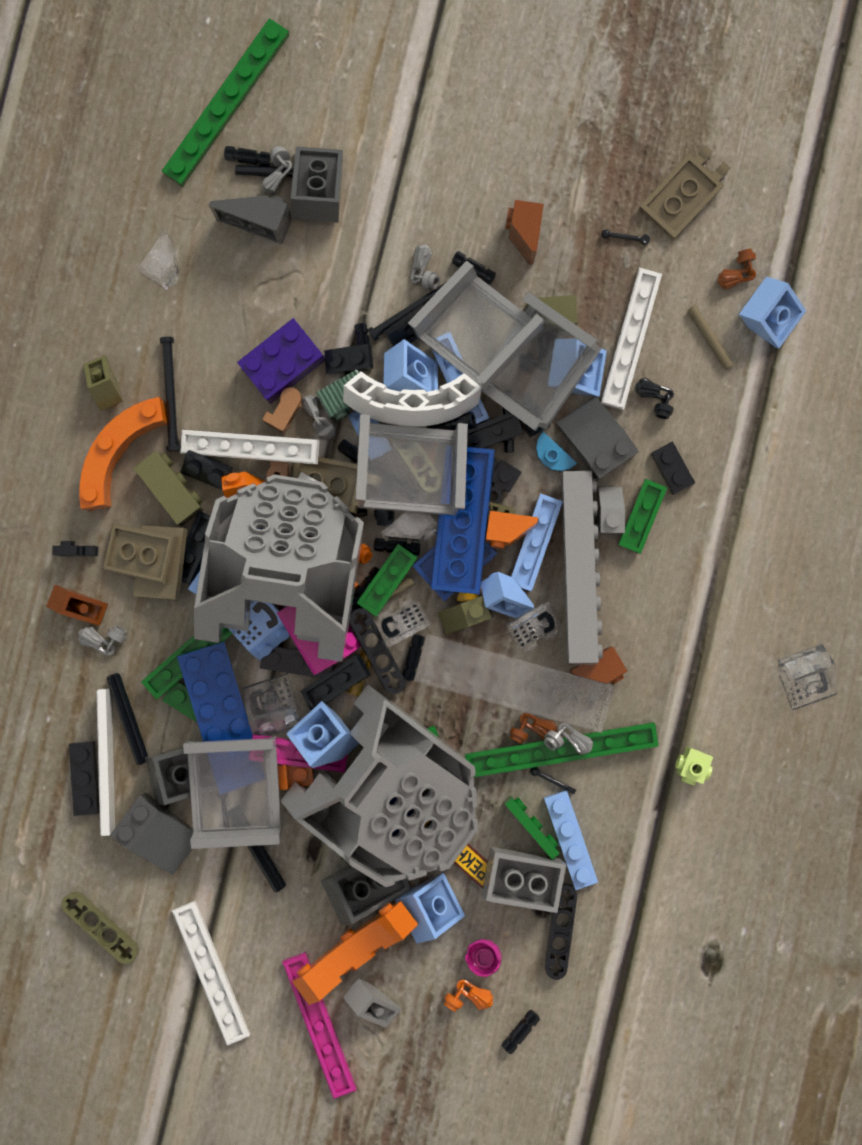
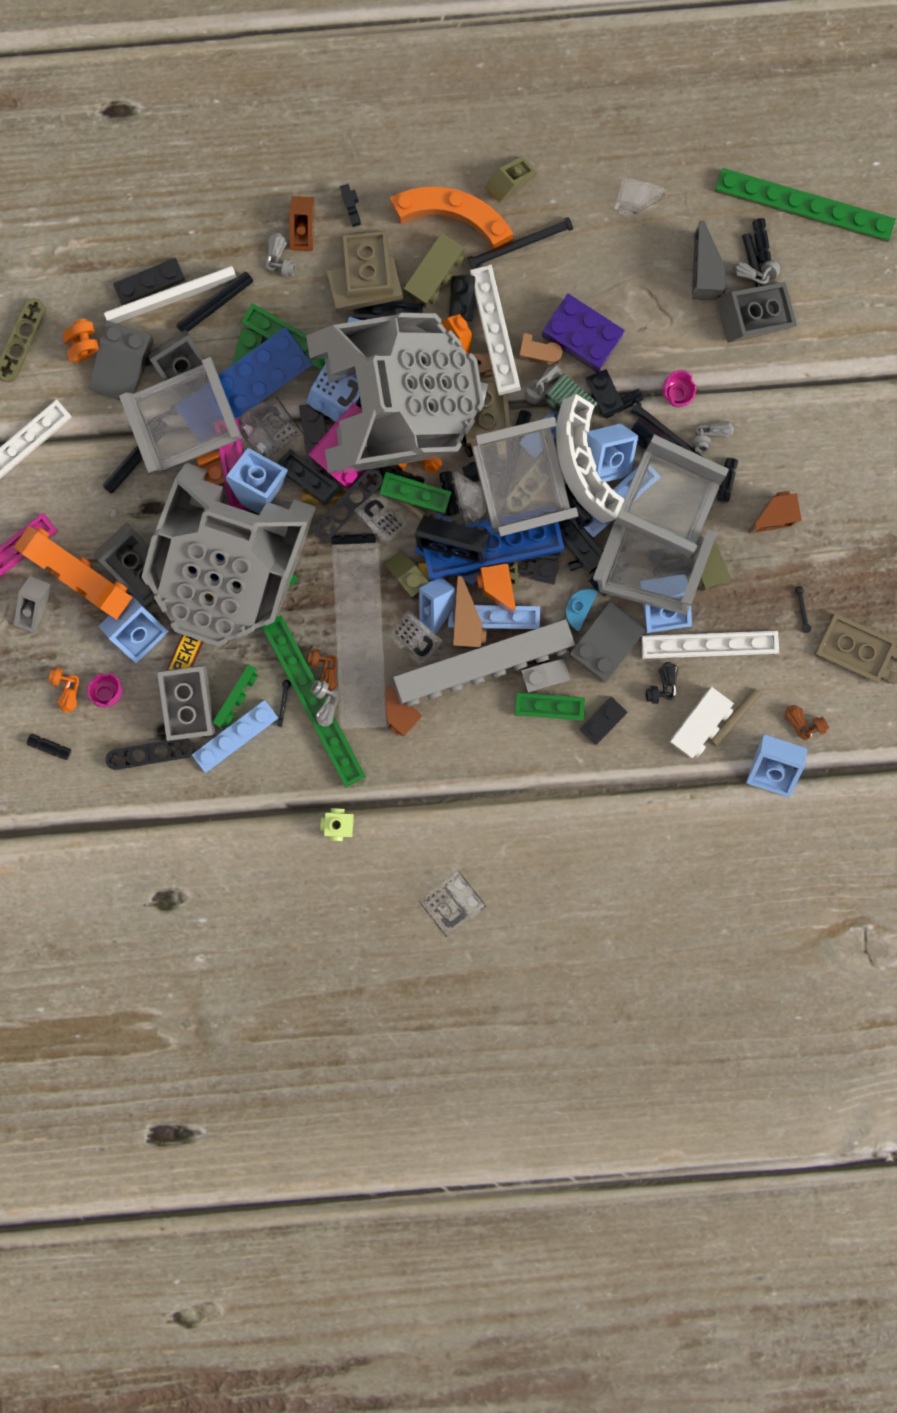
camera: 70 degrees right, 0 degrees up
(115, 868) = (78, 337): none -> orange brick
(368, 285) = (679, 388): none -> dark pink hair
(448, 556) = (453, 538): none -> black slope
(536, 571) = (468, 626): none -> medium nougat slope
(707, 371) = (702, 723): none -> white brick

